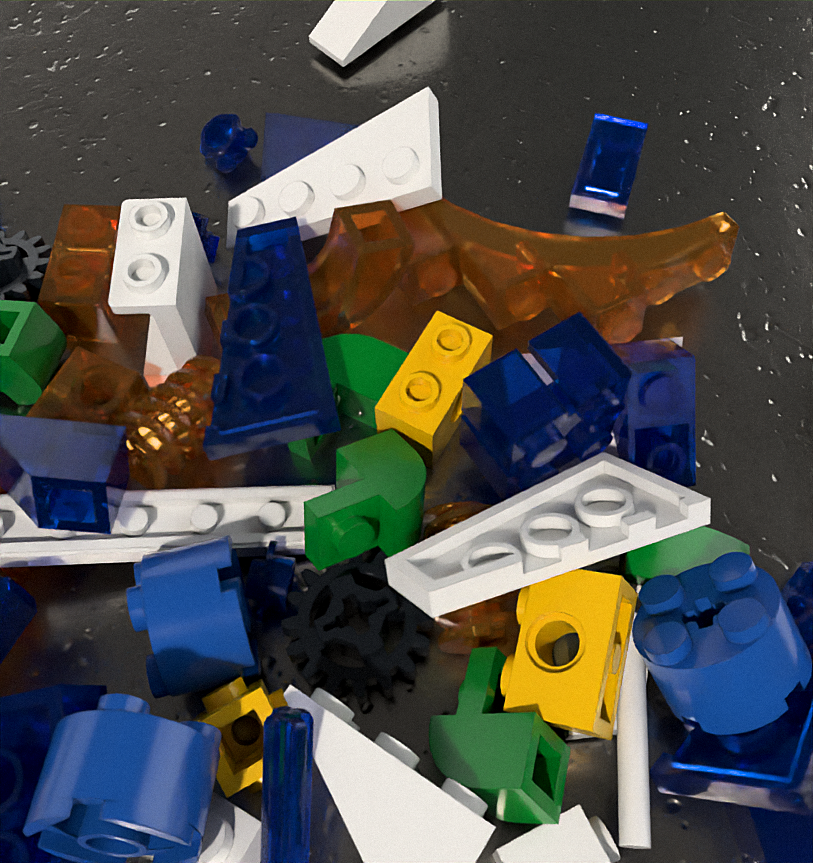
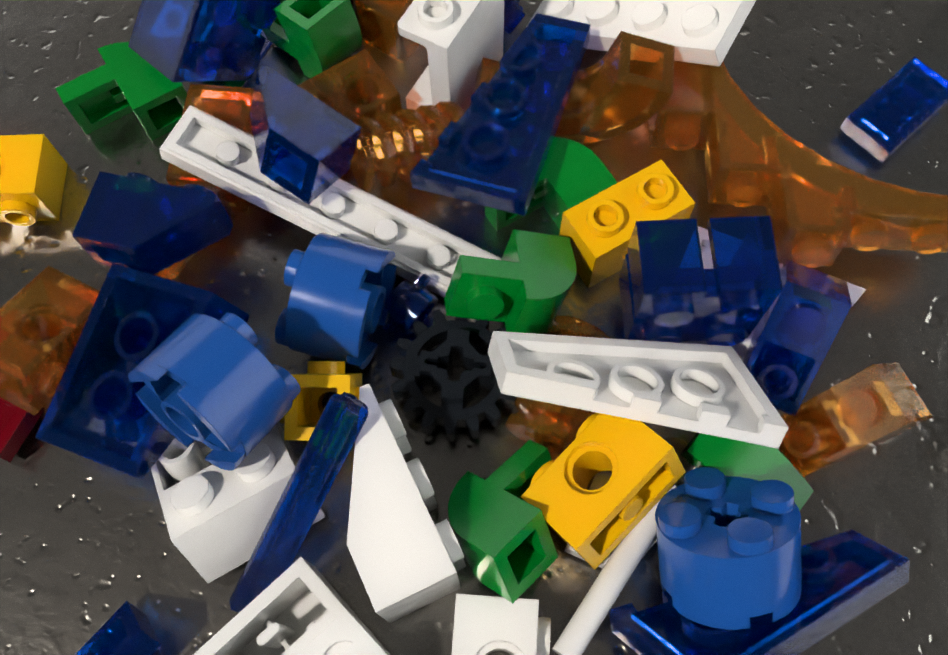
camera: 30 degrees right, 5 degrees up
(746, 458) = (852, 418): none -> clear orange slope

